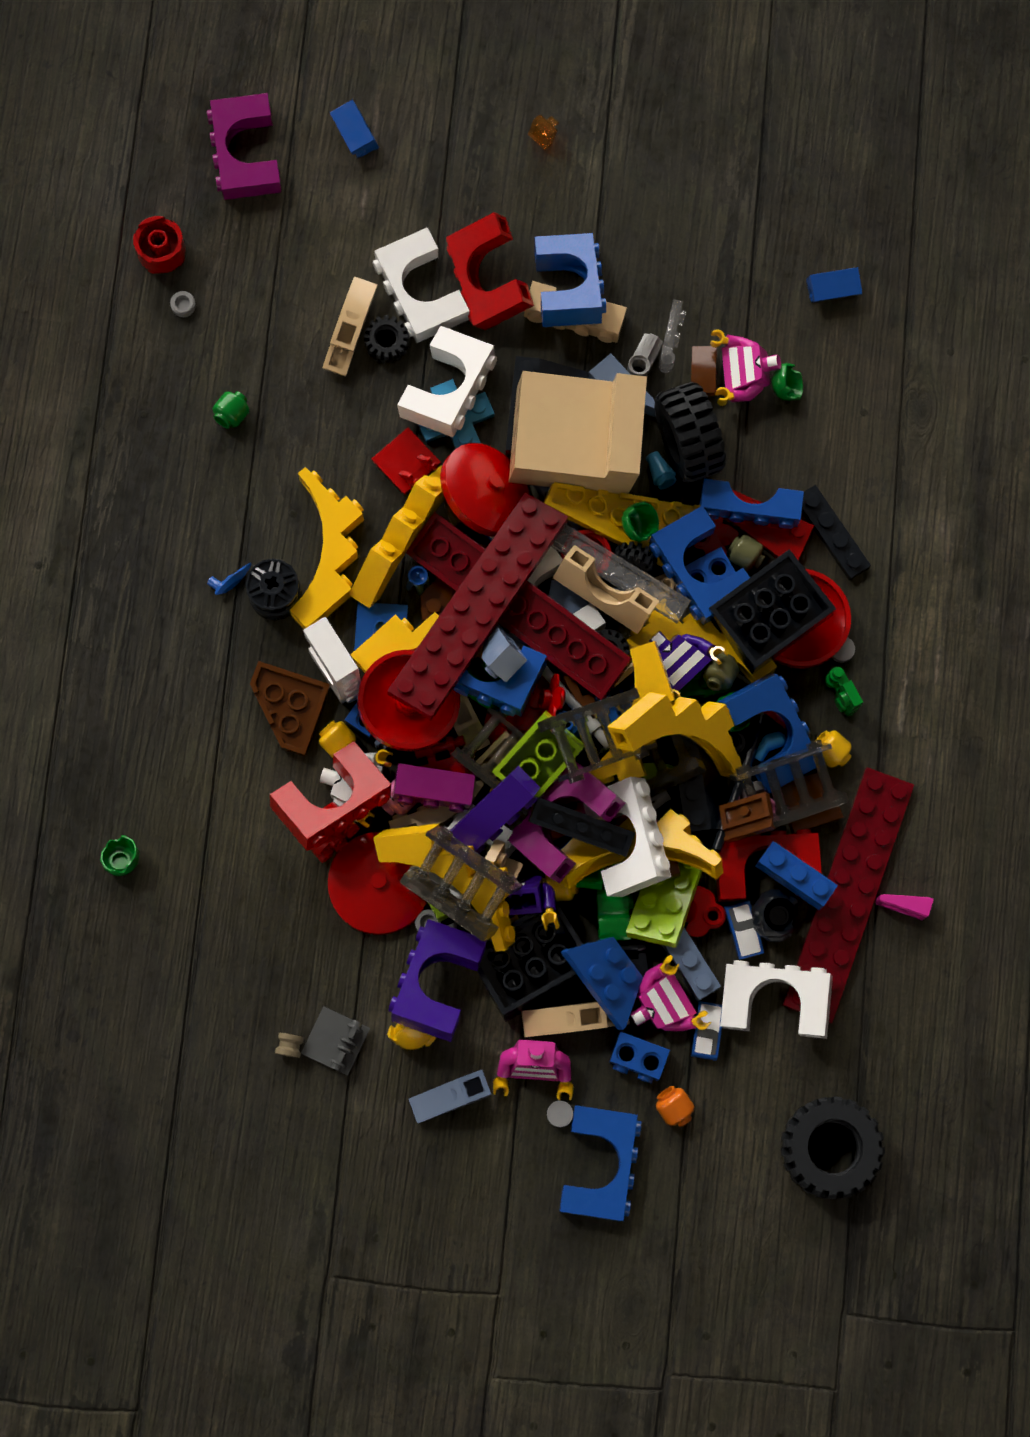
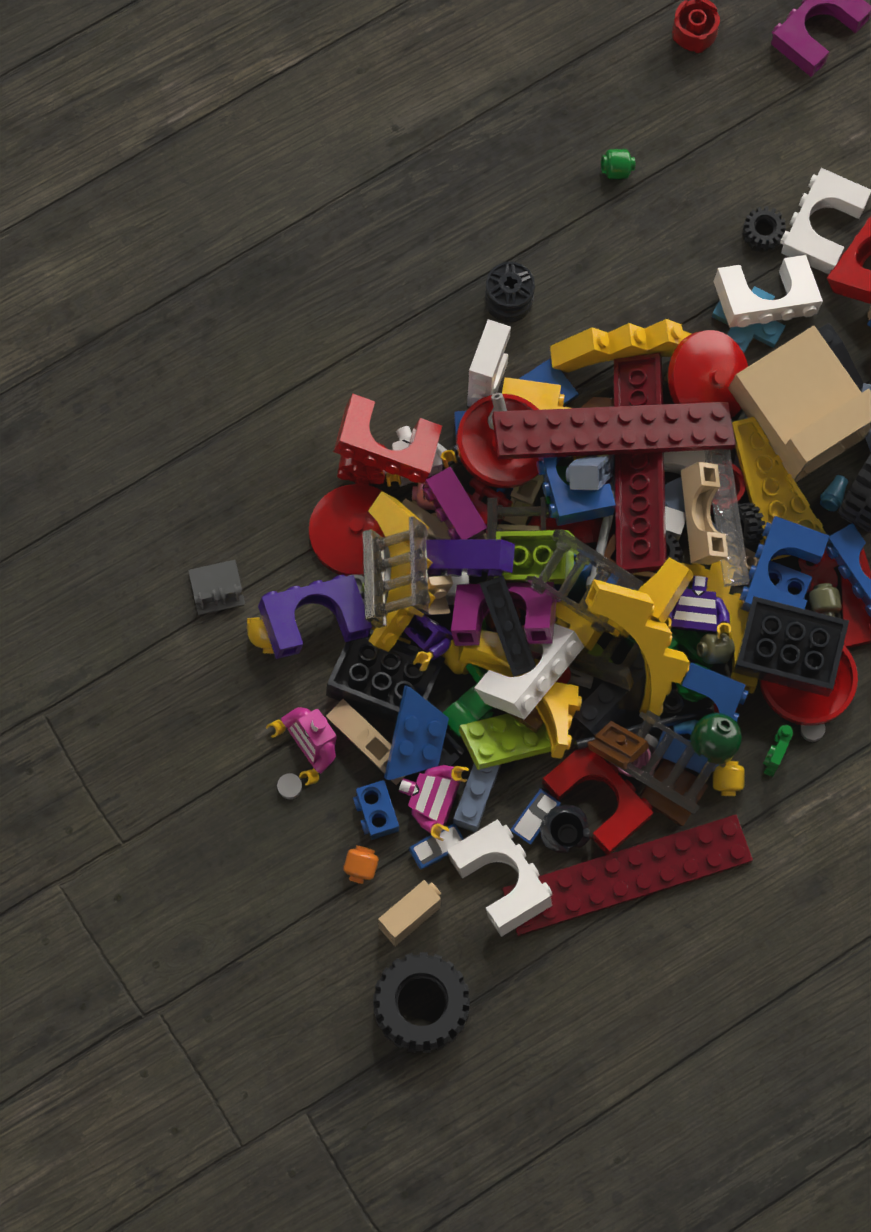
camera: 55 degrees right, 5 degrees down
(120, 856) = (230, 339): green hair -> none
(182, 304) = (668, 75): light grey tile -> none
(230, 582) = (488, 261): blue bar -> none
(289, 704) = (435, 369): reddish brown plate -> none
(289, 1045) = (187, 556): dark tan wheel -> none
(335, 737) = (440, 415): yellow head -> none
(338, 519) = (574, 316): yellow arch -> none
(349, 326) = (751, 194): tan slope -> none
(381, 685) = (499, 405): none -> light grey arm
(406, 460) = (686, 308): red plate -> none
(418, 577) = (603, 382): blue piece -> none
(450, 1096) = (241, 697): sand blue slope -> none
(552, 698) = (590, 537): red plate -> none
(620, 1132) = (255, 869): blue arch -> none
(640, 521) = (778, 500): green hair -> none
(698, 918) = (523, 772): red plate -> none
(750, 1097) = (410, 912): none -> tan brick
(796, 875) = (605, 817): blue brick -> none
(804, 734) = (716, 738): none -> dark green cylinder
(909, 905) = (656, 926): dark pink slope -> none

